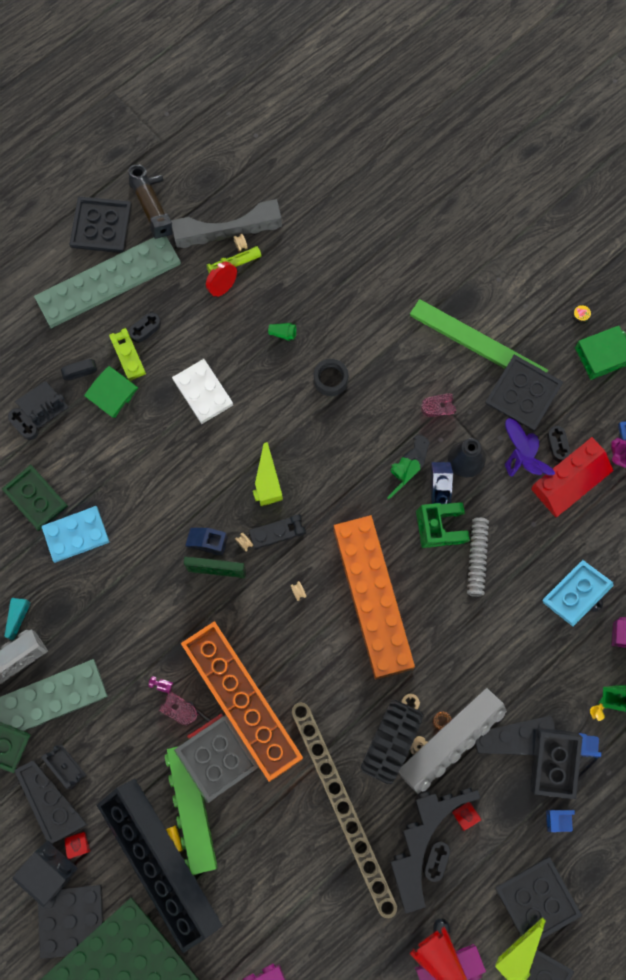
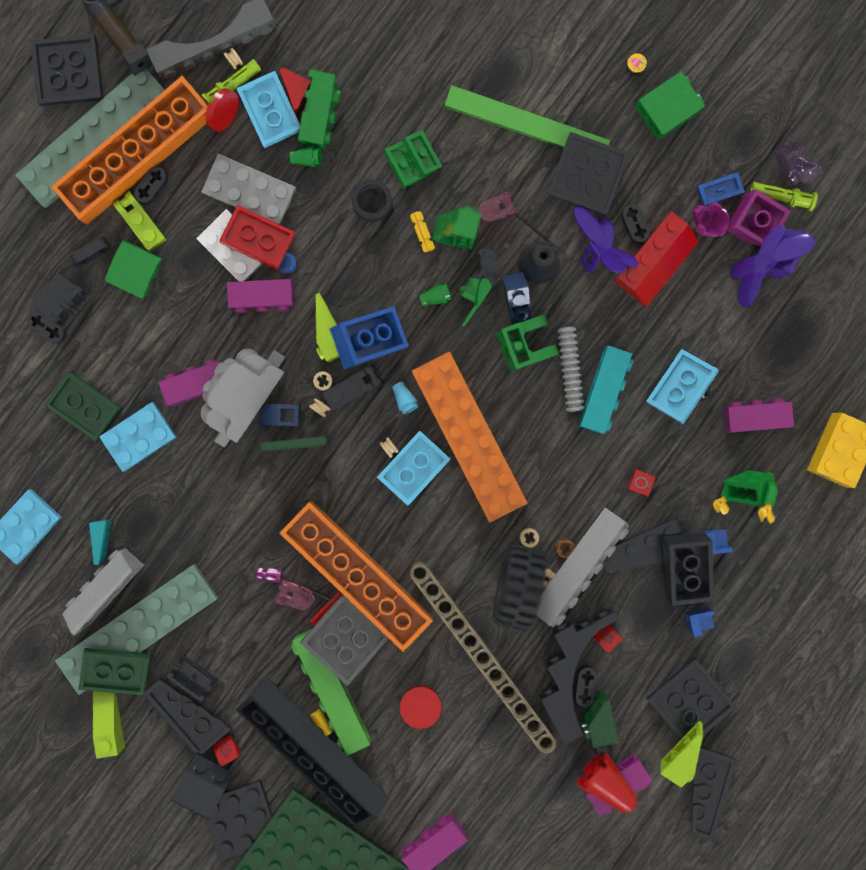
camera: 15 degrees left, 15 degrees up
(137, 296) = (132, 151): none -> orange brick
(138, 497) = (188, 385): none -> magenta brick
(175, 512) = (239, 393): none -> light grey brick
(215, 435) = (260, 295): none -> magenta brick
(224, 386) = (257, 237): none -> red tile
(227, 348) = (244, 186): none -> light grey plate
(243, 413) = (288, 264): none -> blue tile
(246, 521) = (316, 383): none -> tan bush
(260, 287) = (269, 109): none -> medium azure plate
(272, 846) = (420, 707): none -> red tile
(288, 275) = (296, 88): none -> red slope
(302, 488) = (368, 337): none -> blue brick
(303, 295) = (319, 110): none -> green wedge
(316, 614) = (413, 468): none -> medium azure plate
(322, 552) = (405, 400): none -> medium azure cone
(368, 411) = (422, 232): none -> yellow axle
(370, 467) = (437, 295): none -> green cone
(373, 351) = (412, 159): none -> green slope
(401, 413) = (457, 227): none -> green wedge
(444, 897) = (599, 722): none -> dark green slope
(506, 581) = (605, 389): none -> teal brick
(525, 675) = (641, 482): none -> red tile

